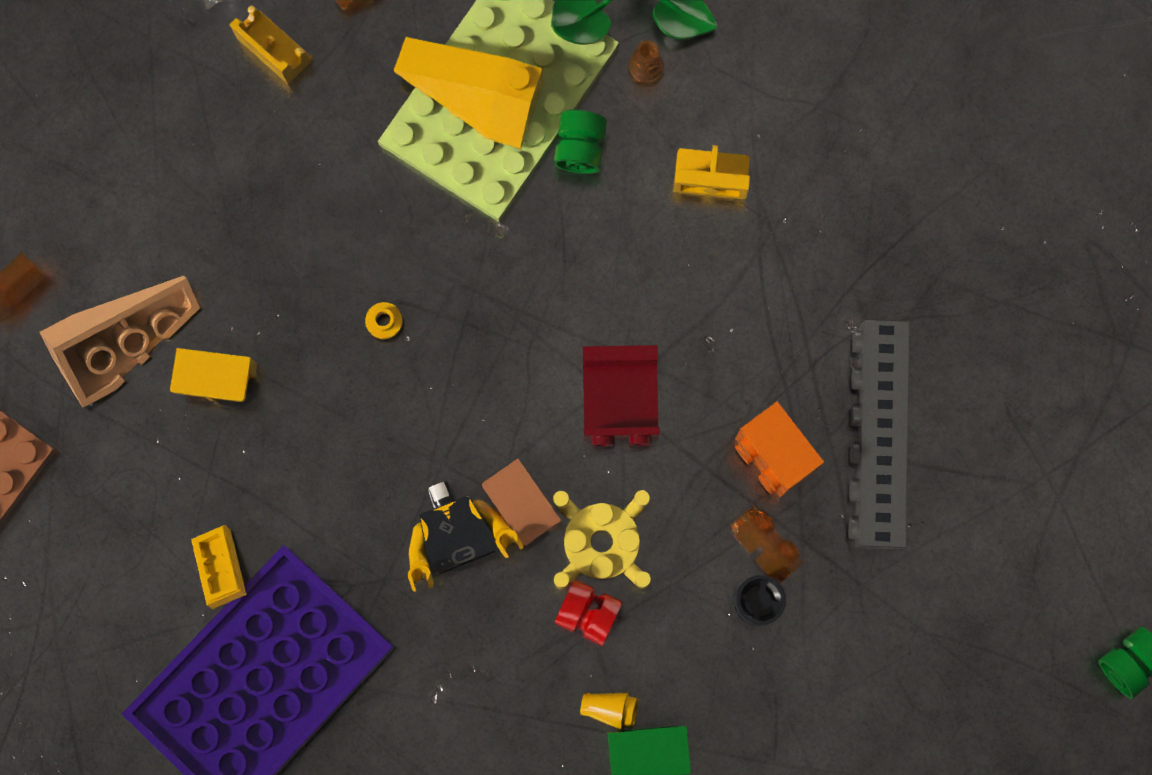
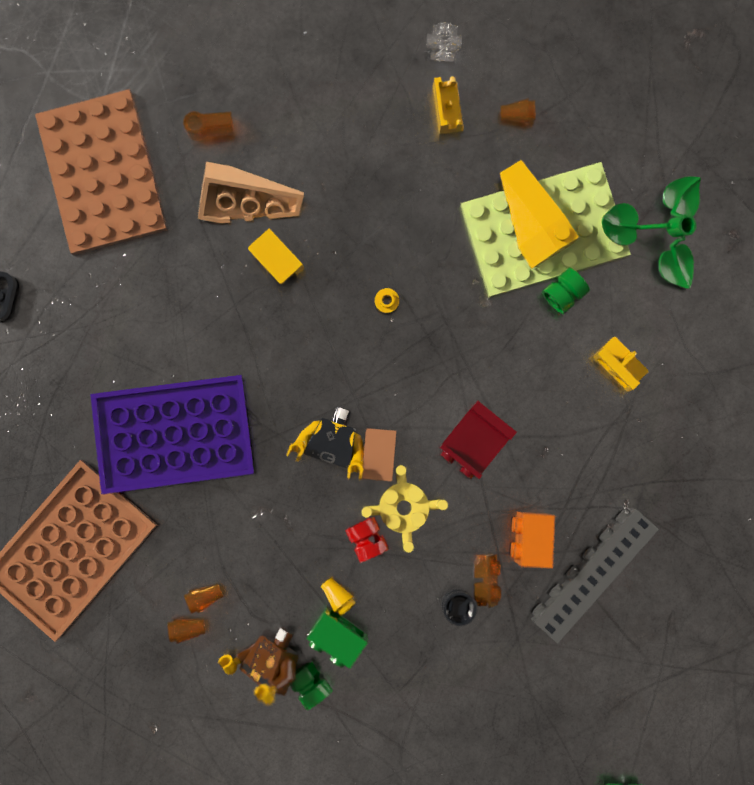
camera: 35 degrees right, 5 degrees up
(218, 567) = (199, 358): yellow plate -> none
(647, 68) = (632, 279): clear orange cone -> none

